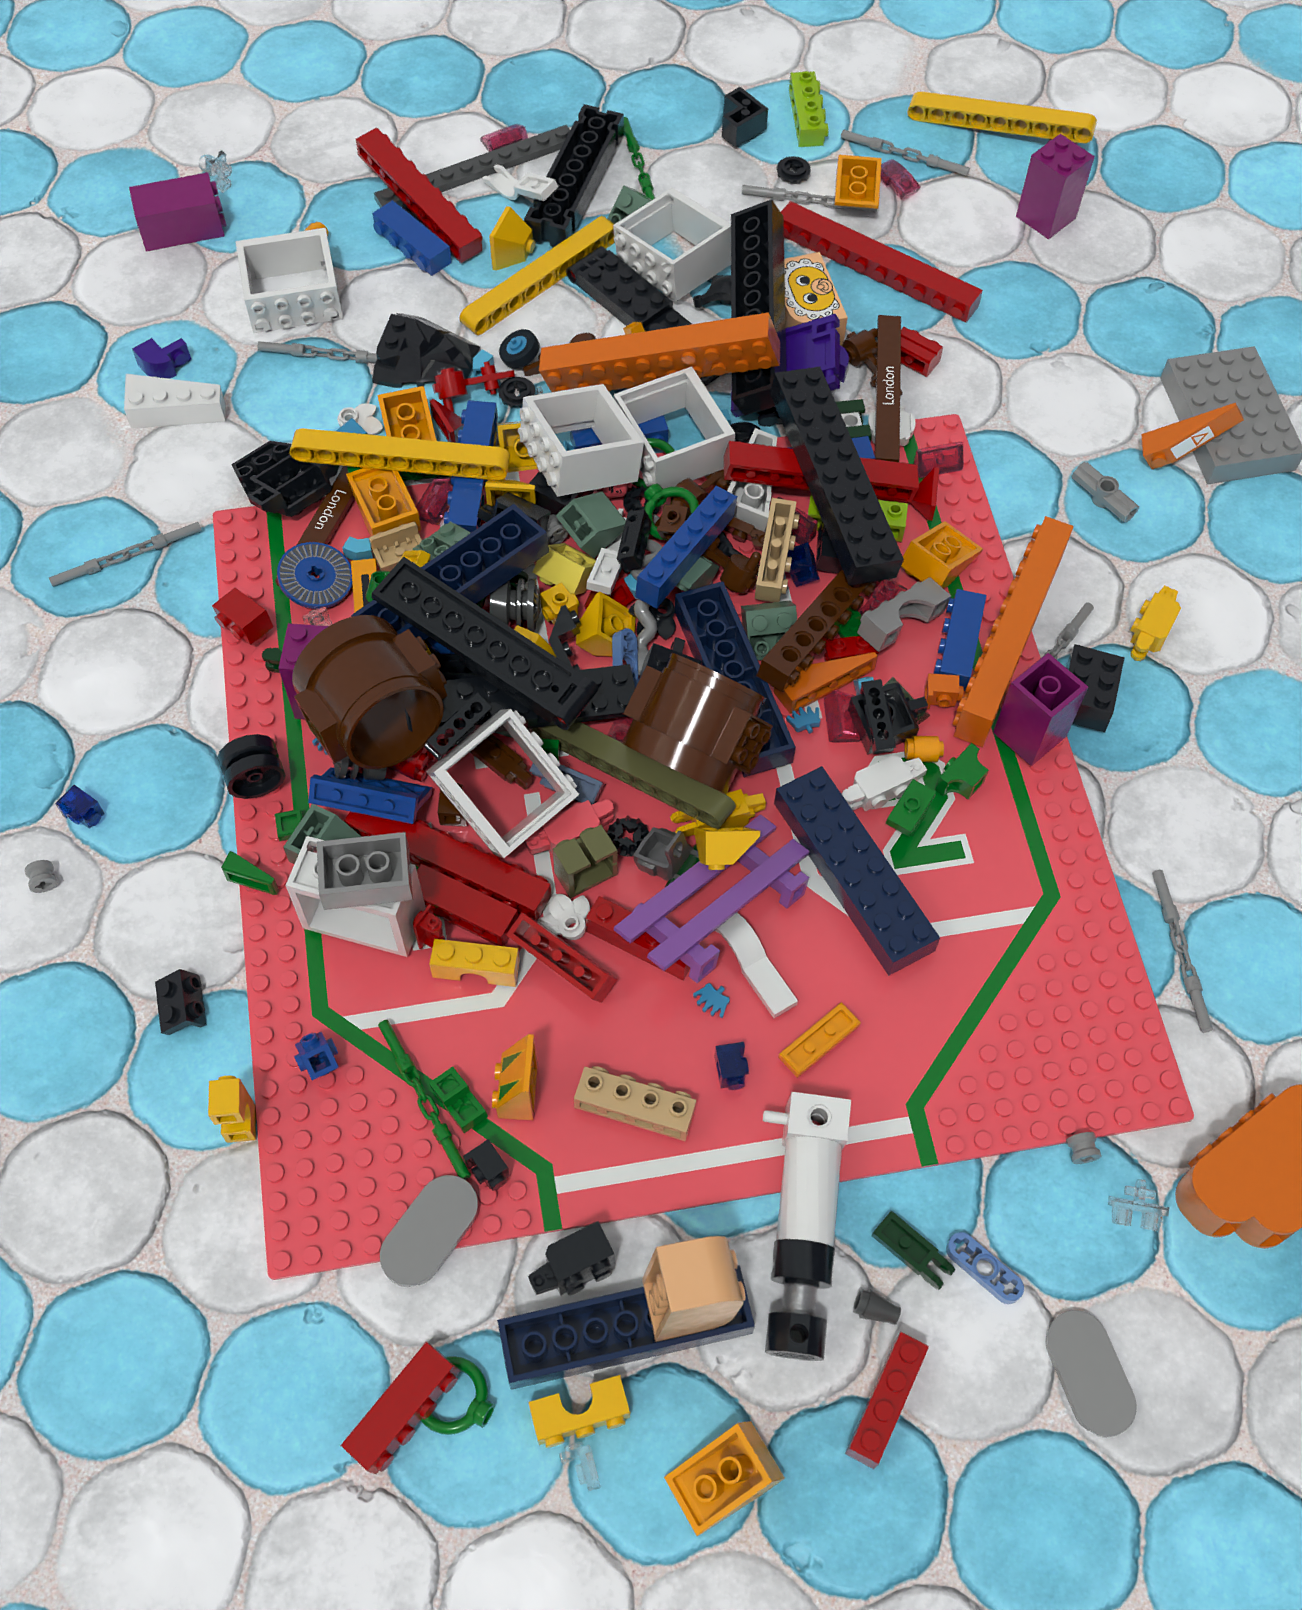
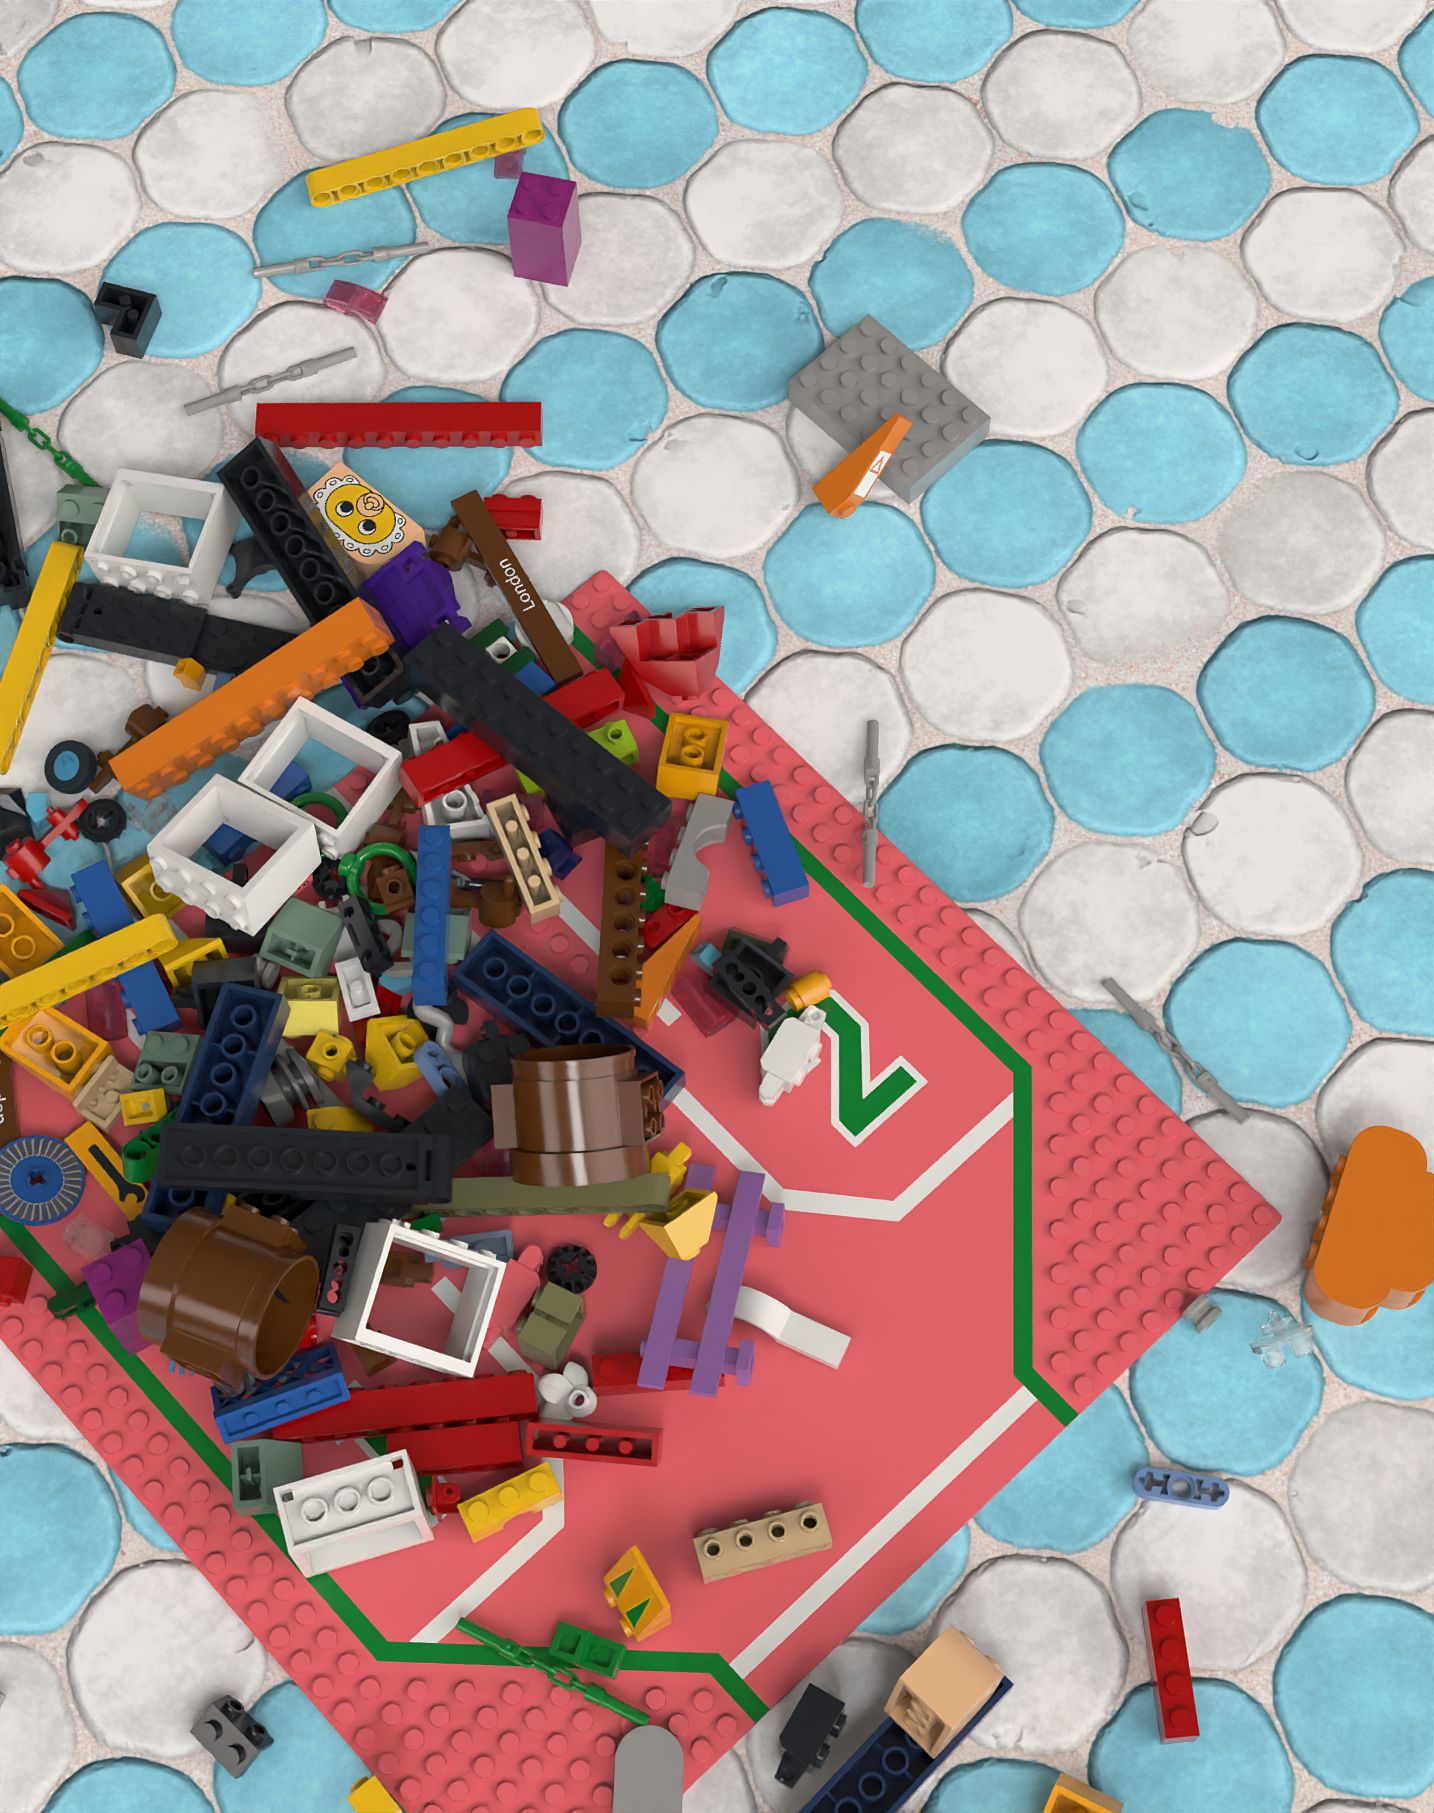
camera: 30 degrees left, 5 degrees up
(246, 874) = (206, 1559): green slope -> none
(251, 766) = (132, 1442): black wheel -> none
(287, 822) = (211, 1476): green tile -> none
(316, 1055) = (419, 1699): blue brick -> none
(357, 549) = (62, 1120): medium azure piece -> none
(364, 871) = (366, 1490): light grey brick -> none
(487, 1165) = (663, 1697): black brick -> none
(665, 854) = (629, 1269): flat silver piece -> none
(713, 999) = (767, 1386): dark azure piece -> none
(731, 1066) = (830, 1445): clear blue brick -> none
(767, 624) = (568, 947): sand green slope -> none
(798, 165) = (228, 342): black gear -> none
(804, 720) = (667, 1029): dark azure piece -> none
(806, 1219) = (994, 1548): piece -> none
(807, 109) = (194, 262): lime brick -> none
(819, 1040) = (894, 1363): light orange tile -> none
(856, 871) = (821, 1164): dark blue brick -> none
(858, 181) = (318, 337): light orange slope -> none
(875, 1307) = (1104, 1592): dark grey cone -> none
(911, 808) = (837, 1066): green brick -> none
(911, 1249) = (1104, 1513): dark green hinge -> none
(942, 690) = (787, 913): orange brick -> none
(963, 774) = (863, 994): green brick -> none
(973, 481) = (676, 651): none -> red brick
(1011, 631) = (819, 805): orange brick -> none
(1040, 709) = (903, 885): magenta brick -> none
(1090, 1373) = (1330, 1525): light grey tile -> none
(1102, 676) = (930, 821): black brick -> none
(1105, 492) = (830, 582): light grey piece -> none
(1155, 624) = (951, 704): yellow hinge -> none

